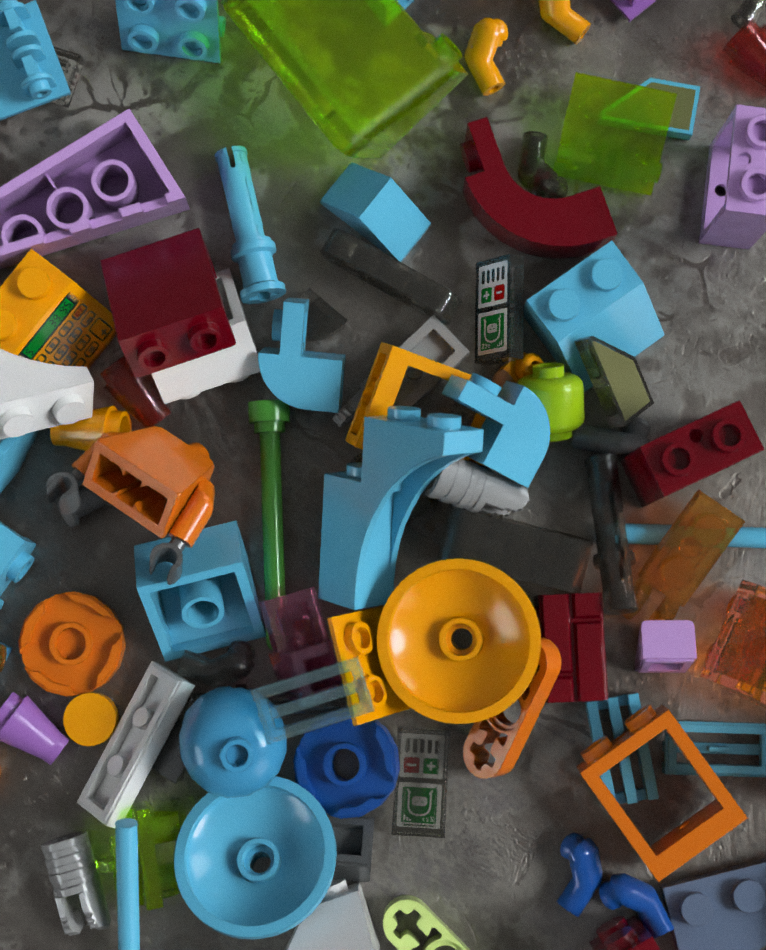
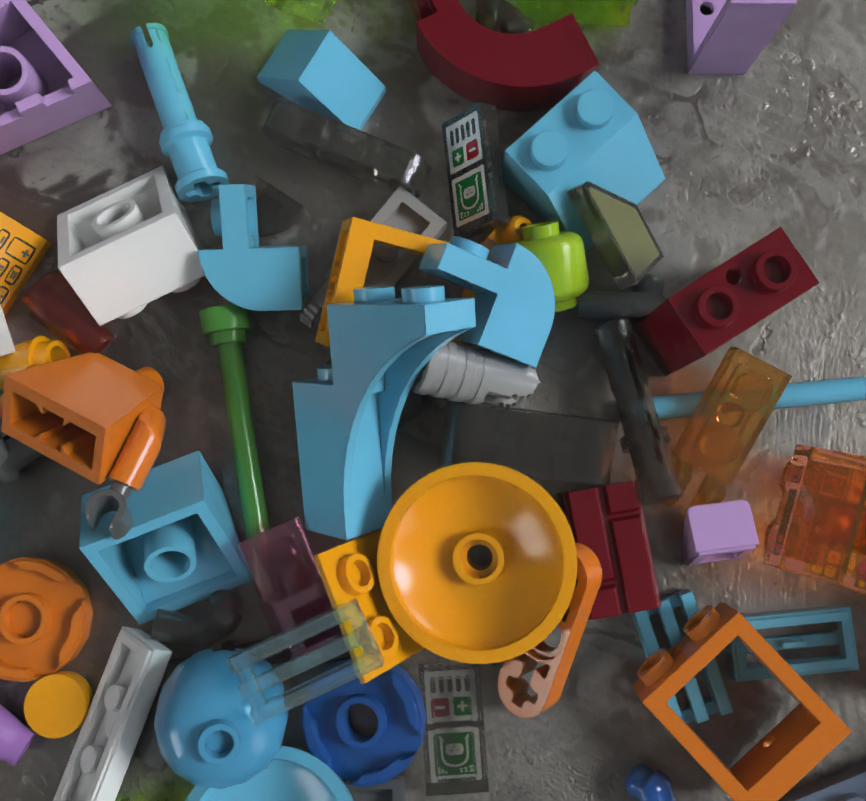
camera: 10 degrees left, 0 degrees up
(166, 303) = (81, 208): dark red panel -> none

